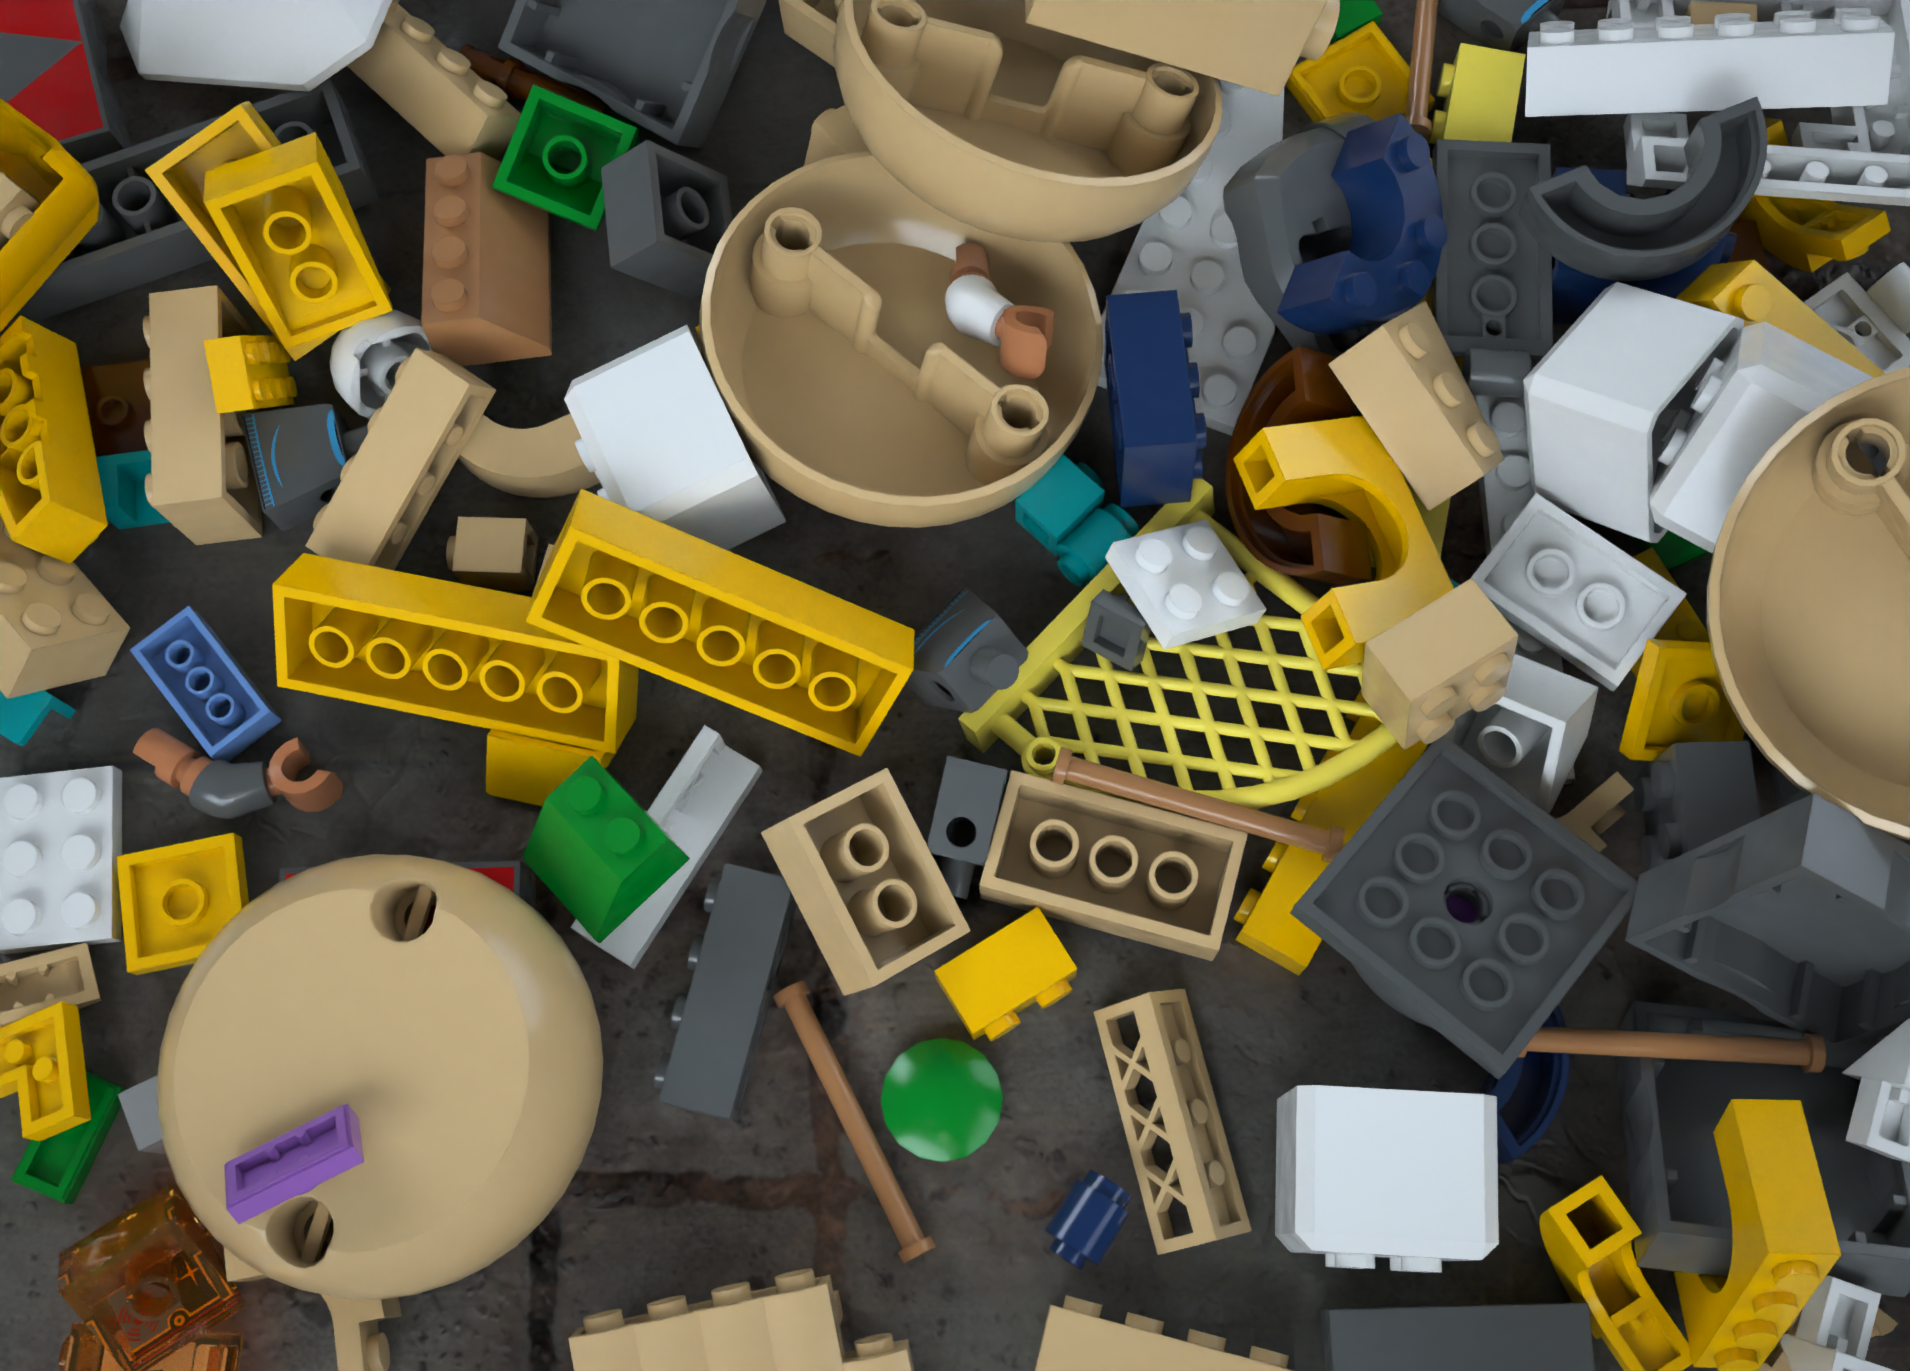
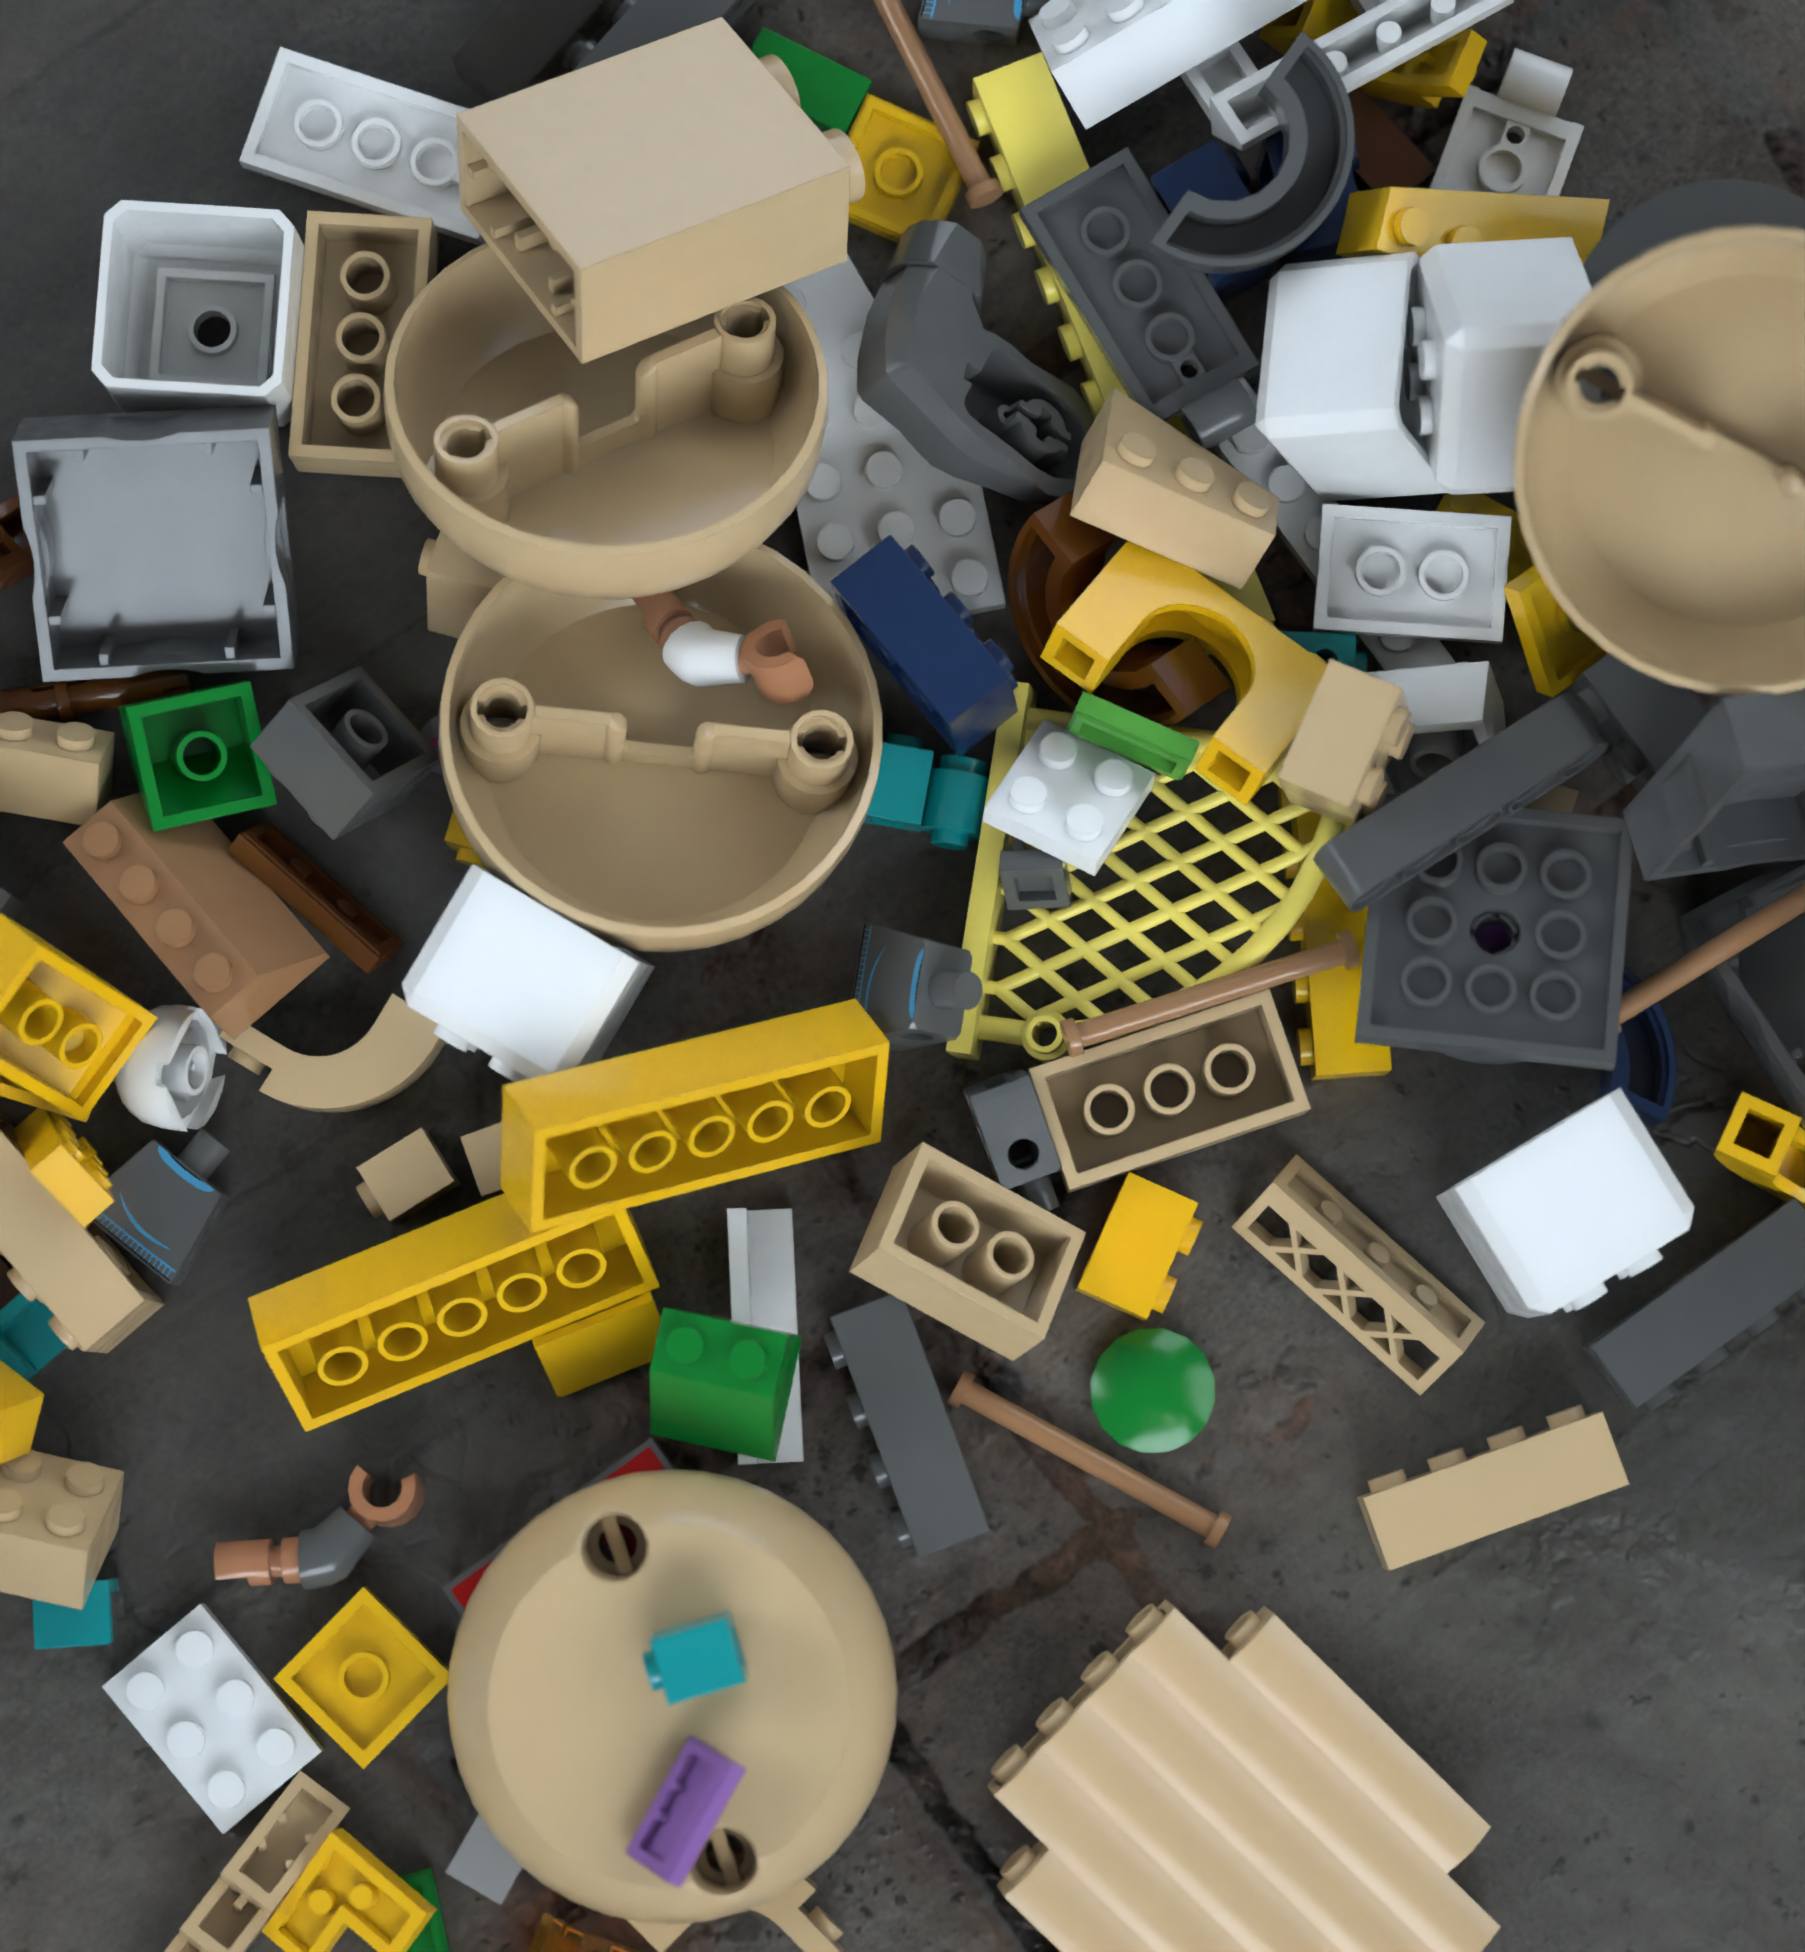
camera: 40 degrees left, 10 degrees up
(205, 685) = (229, 1475): medium blue piece -> none
(395, 1040) = (696, 1658): none -> teal brick
(401, 462) = (269, 1155): tan brick -> none
(575, 304) = (316, 896): none -> reddish brown tile
(1088, 1220) = (1345, 1407): dark blue brick -> none
(1266, 566) = (1132, 736): none -> bright green tile
(1394, 235) = (1047, 347): dark blue brick -> none
(1506, 776) = (1460, 802): none -> dark grey beam

